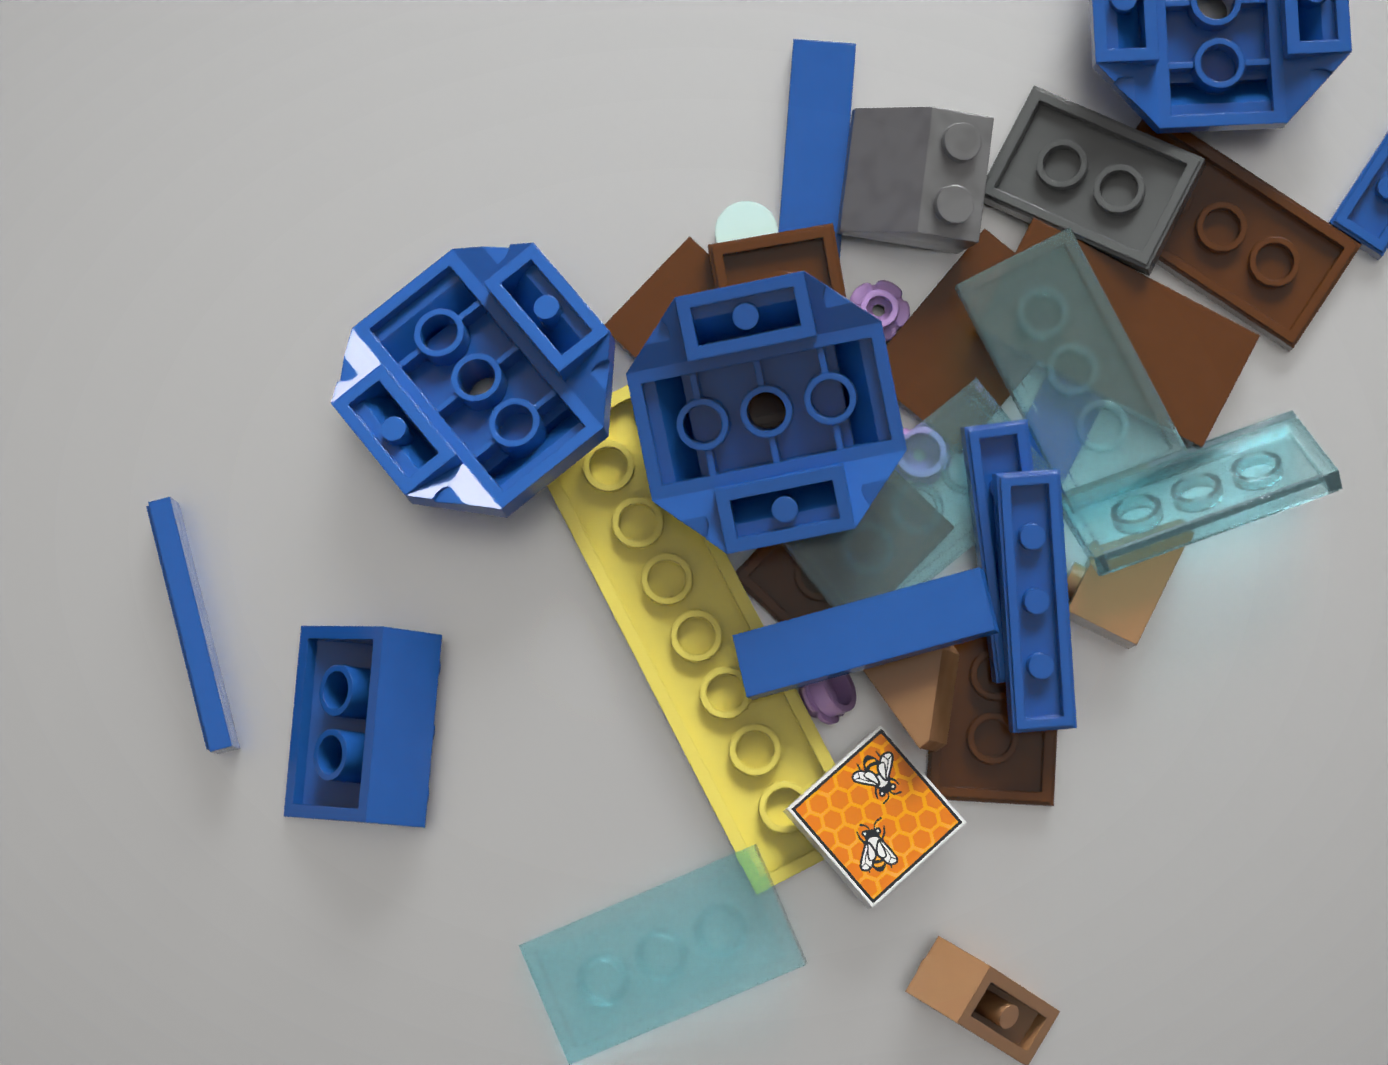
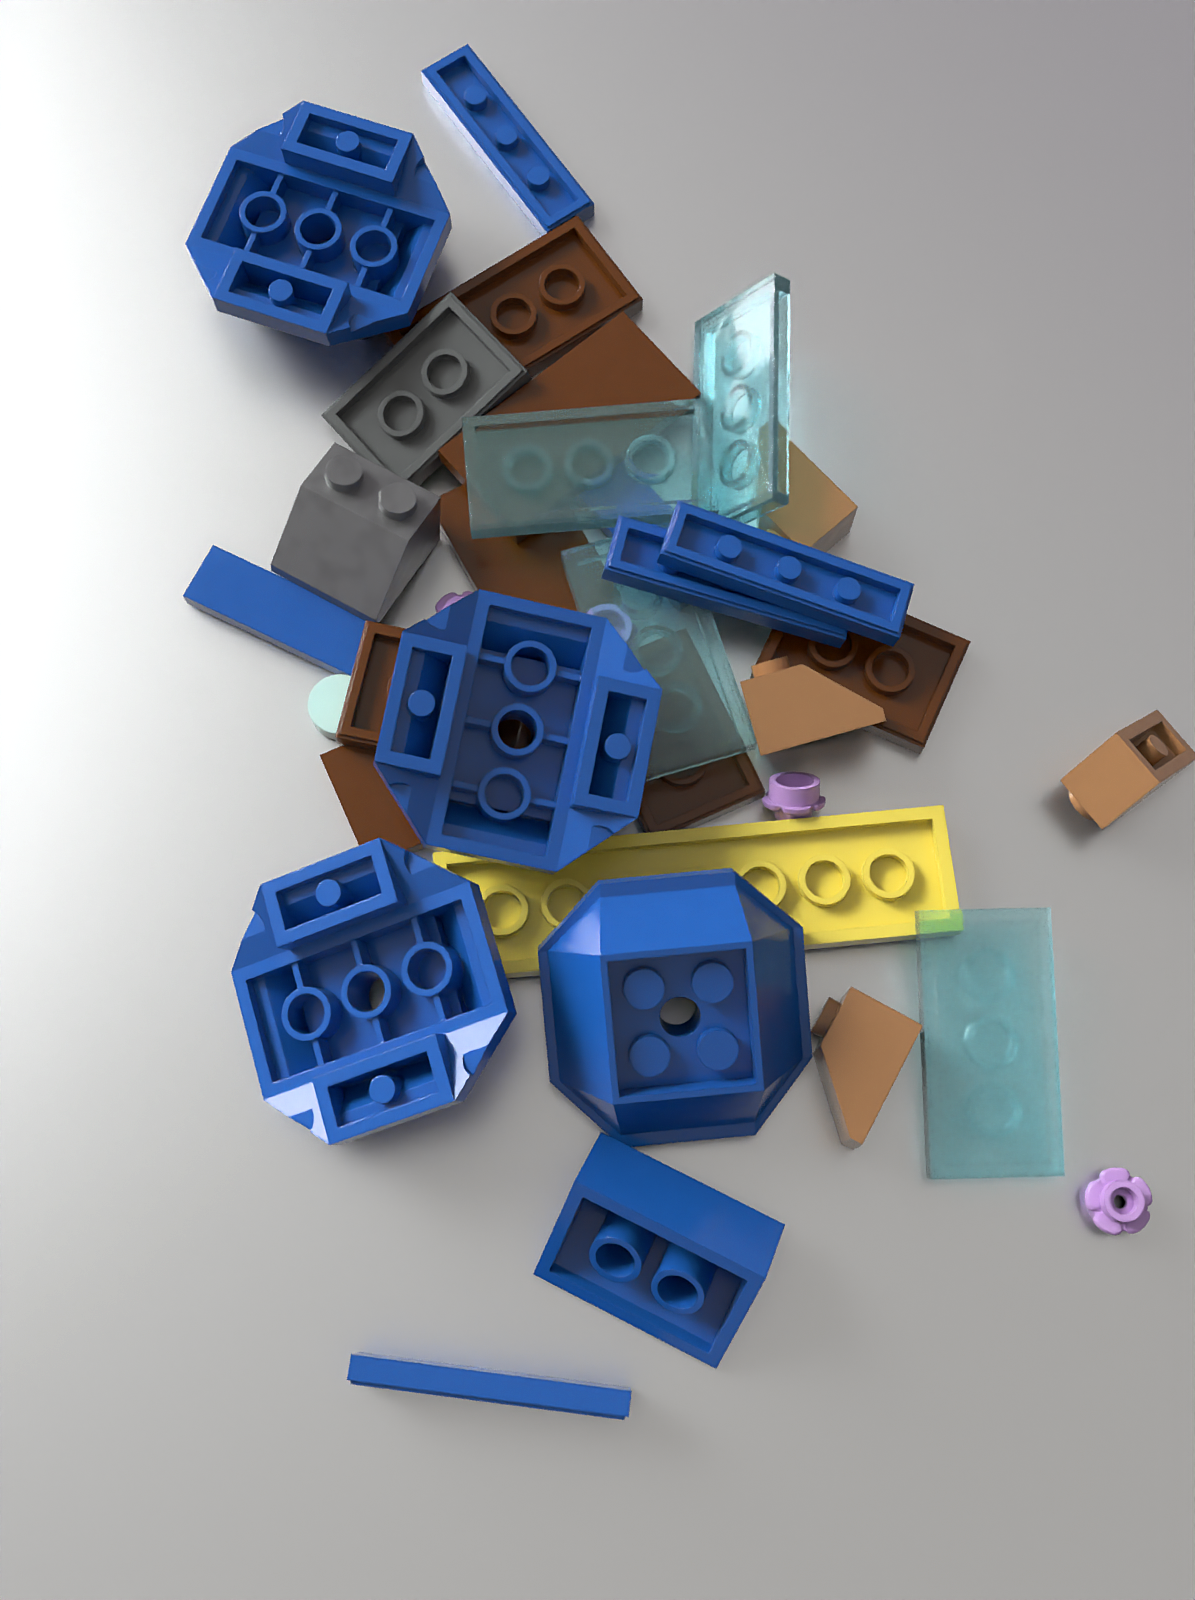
camera: 65 degrees left, 10 degrees down
(600, 841) = (860, 1059): none -> medium nougat slope
(638, 644) = (662, 939): none -> blue piece
(865, 633) = (760, 727): blue tile -> none
(874, 817) = (930, 793): tile -> none

